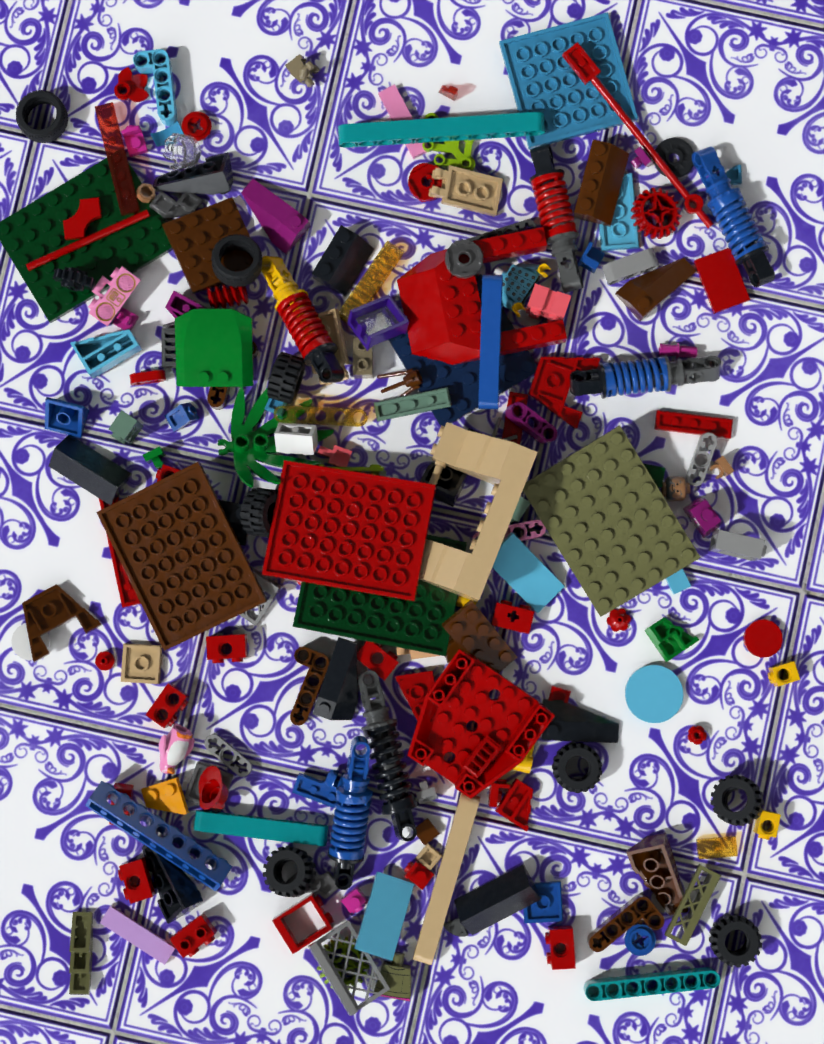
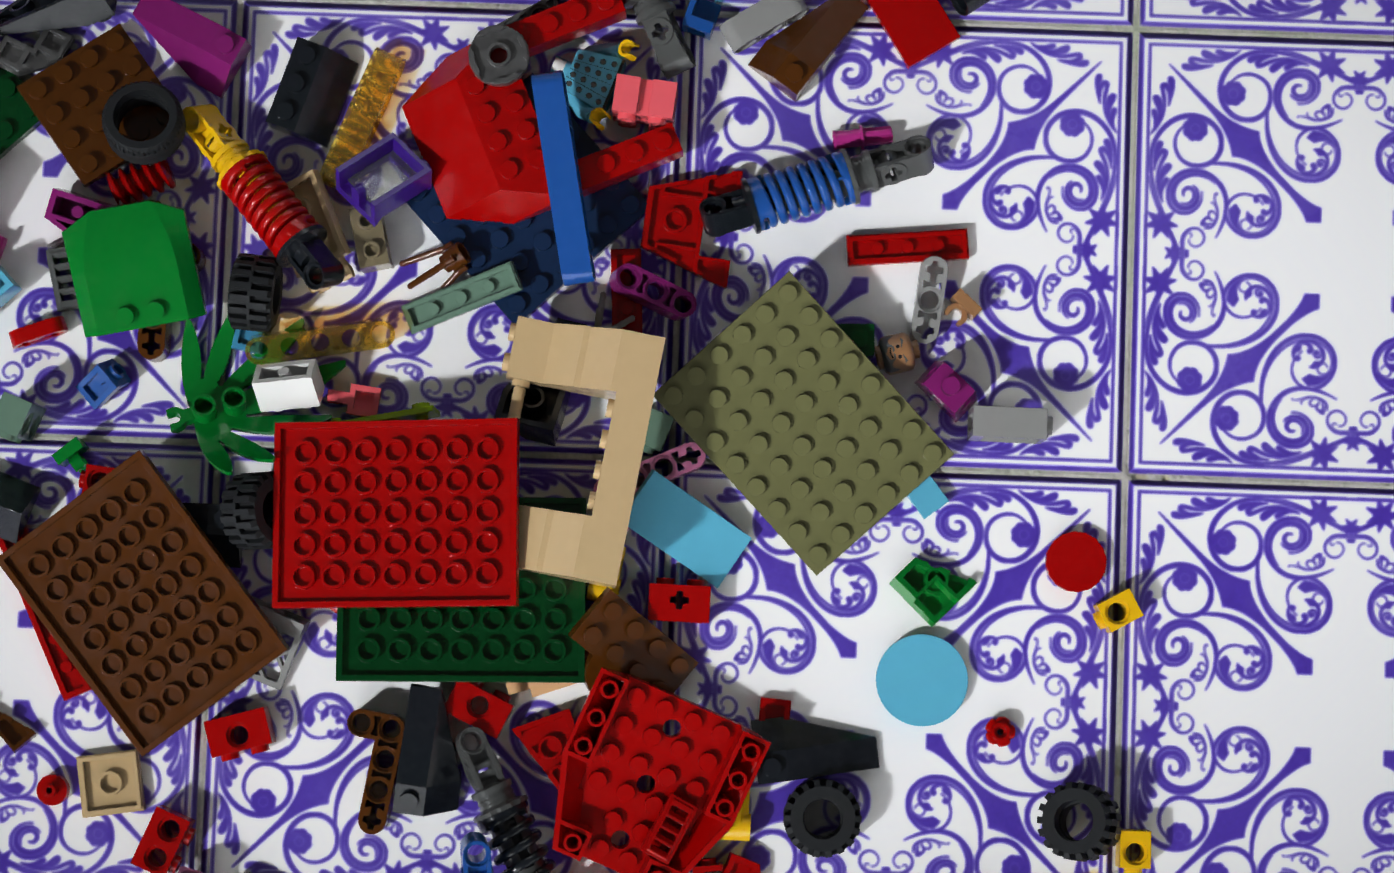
camera: 15 degrees left, 0 degrees up
(613, 621) = (842, 583): red plant -> none

